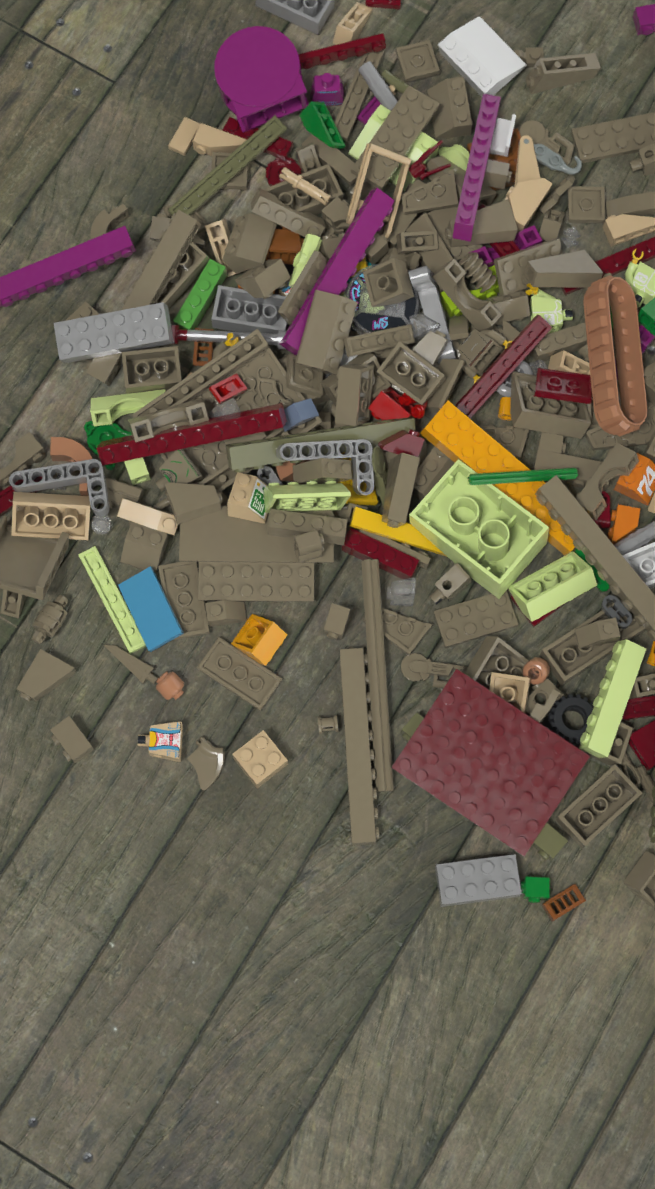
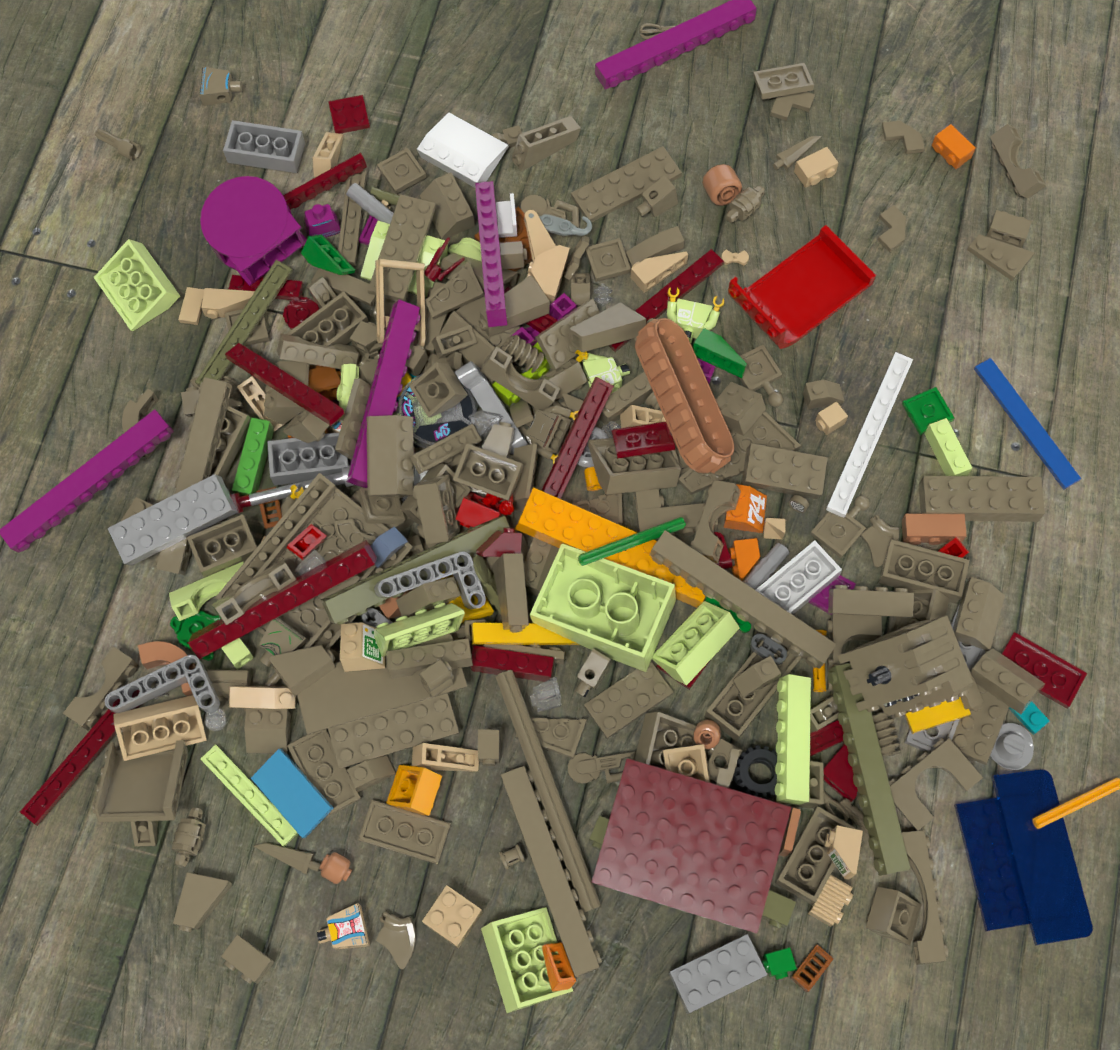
camera: 15 degrees left, 5 degrees down
(138, 101) = (136, 285): none -> yellowish green slope
(249, 236) = (285, 384): none -> dark red plate
(294, 620) = (444, 758): none -> tan slope
(298, 182) = (326, 319): tan pin -> none
(313, 815) = (519, 960): none -> yellowish green slope
(335, 841) = (558, 980): none -> orange slope
(582, 779) = (790, 832): none -> nougat tile
(599, 850) = (831, 901): none -> tan brick
(625, 806) = (844, 849): none -> tan slope

